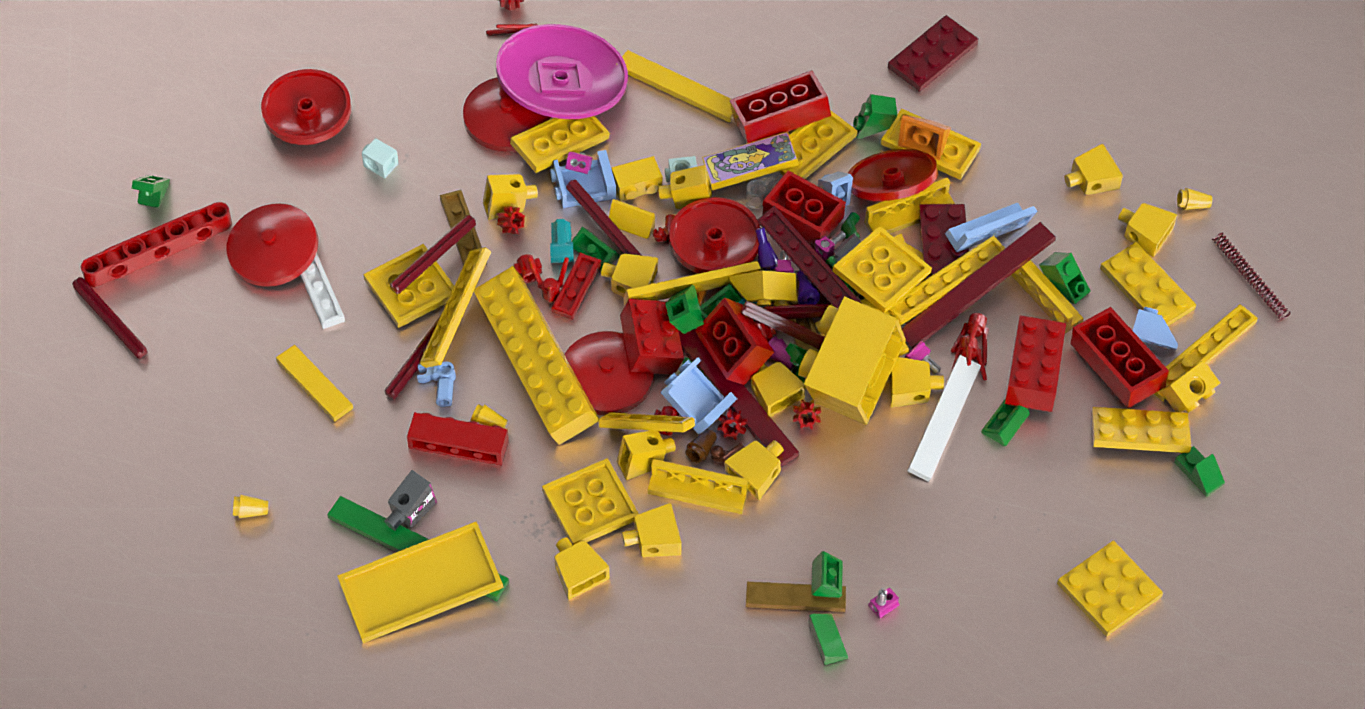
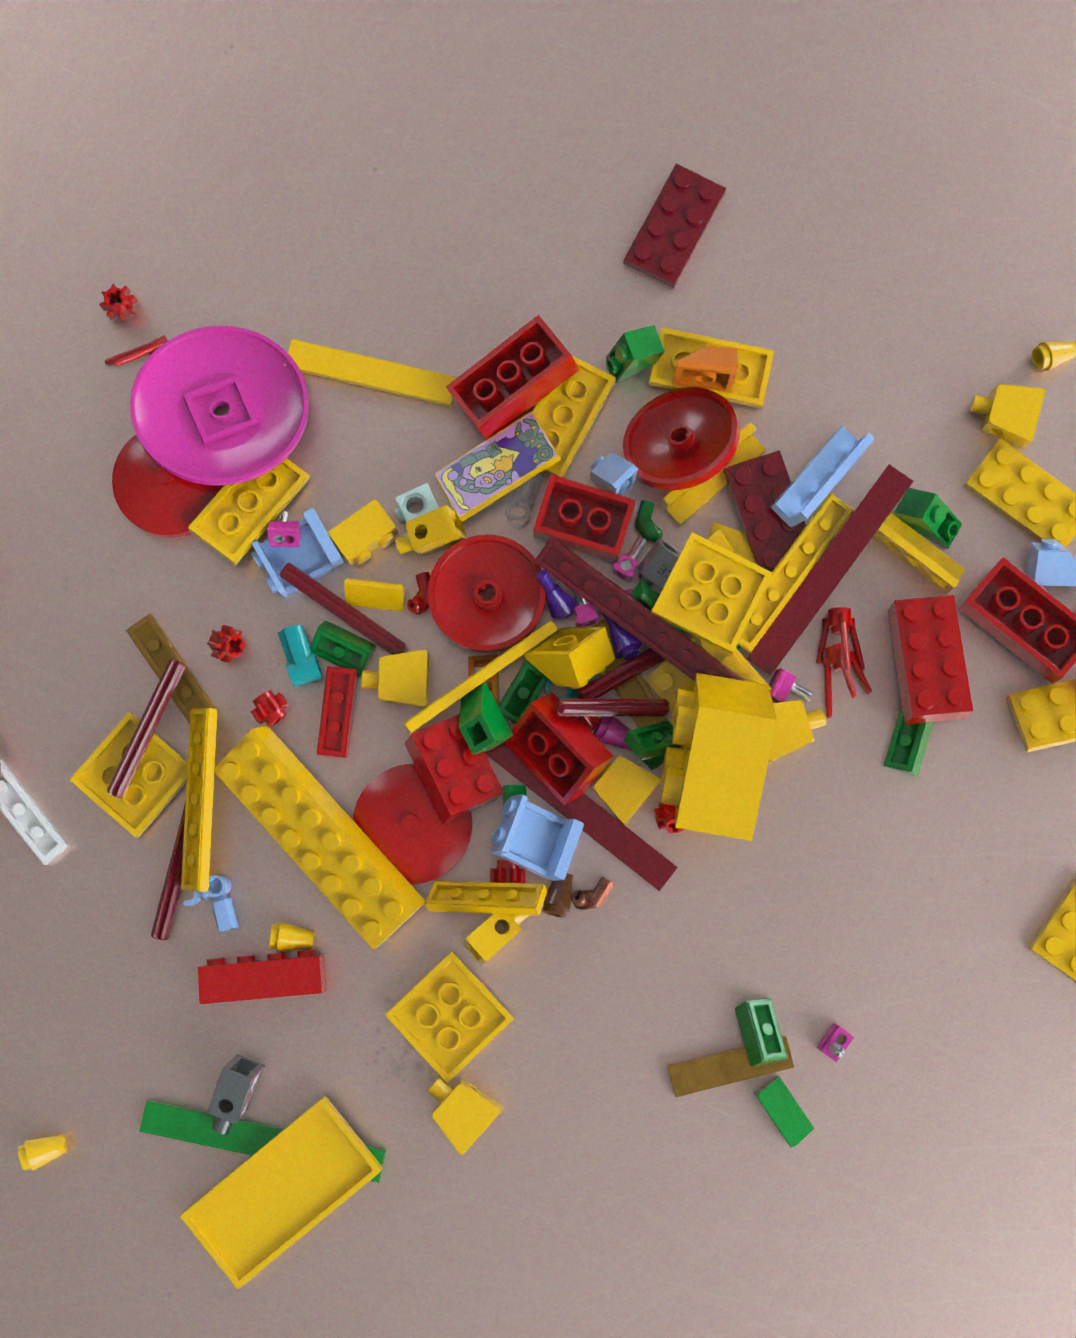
camera: 10 degrees left, 25 degrees up
(314, 383) = (61, 948): yellow tile -> none
(379, 158) = (32, 599): light aqua brick -> none
(506, 191) = (202, 617): yellow torso -> none
(549, 287) = (305, 725): red plant -> none
(655, 533) = (540, 1037): yellow torso -> none
(698, 488) = (571, 957): yellow fence -> none
(732, 417) = (588, 857): red gear -> none
(757, 465) = (633, 908): yellow torso -> none
(943, 419) = (836, 766): white tile -> none
(1094, 172) = (924, 350): yellow torso -> none

